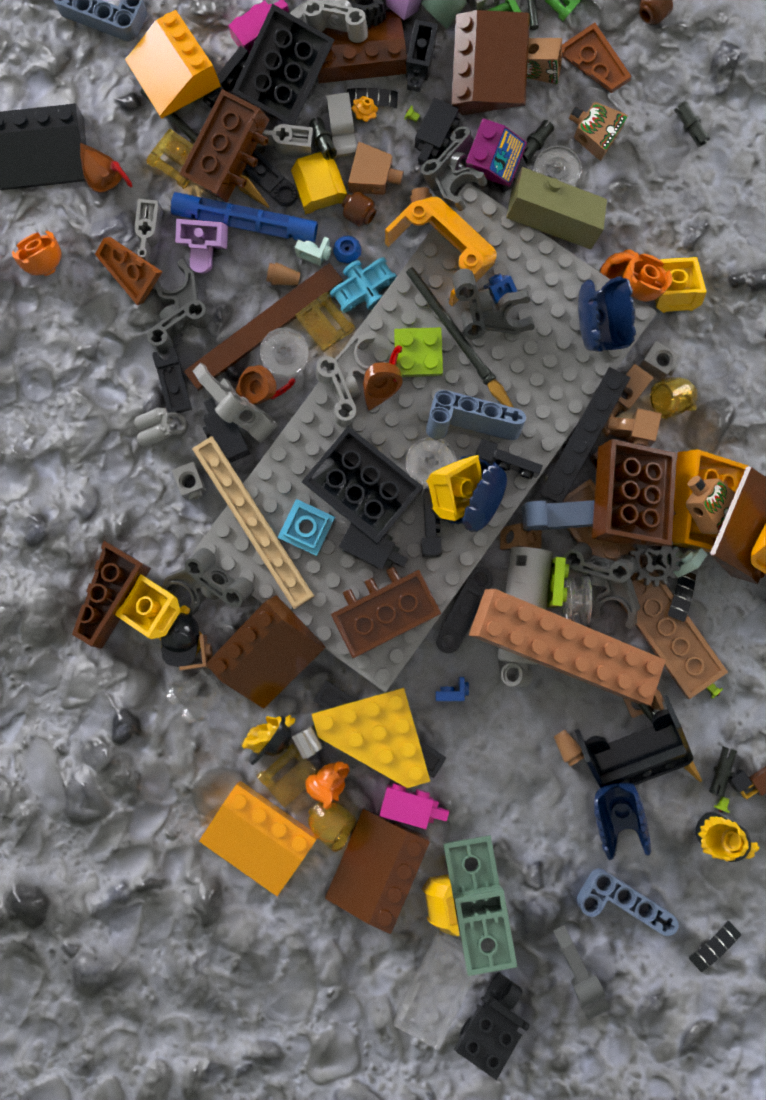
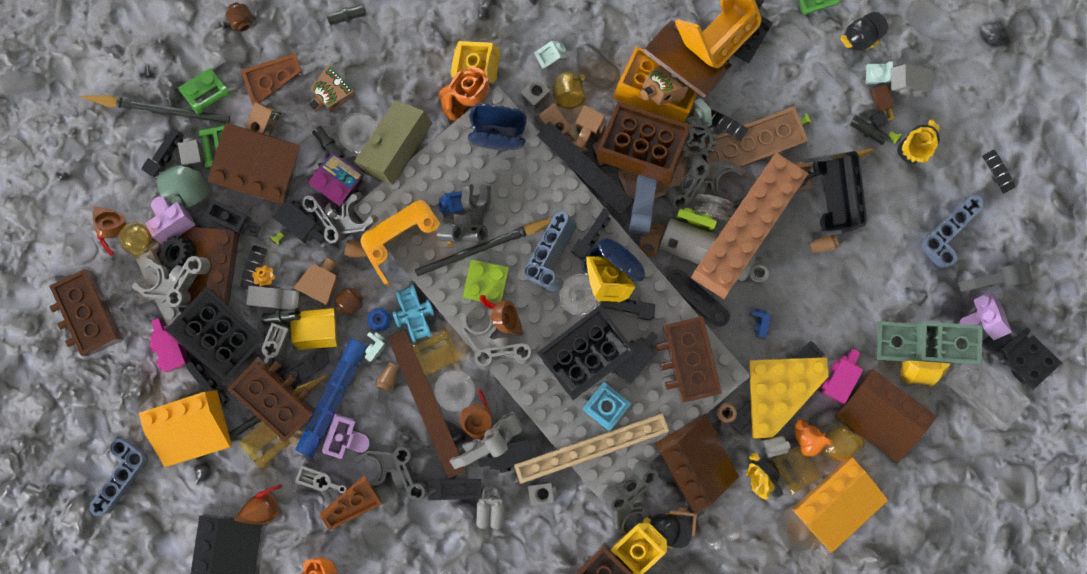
camera: 75 degrees left, 0 degrees up
(326, 674) = (732, 413): none -> medium nougat cone
(531, 973) = (990, 315): none -> lavender brick
(617, 809) = (880, 220): dark blue animal -> none
(711, 367) = (550, 54): none -> light aqua bracket

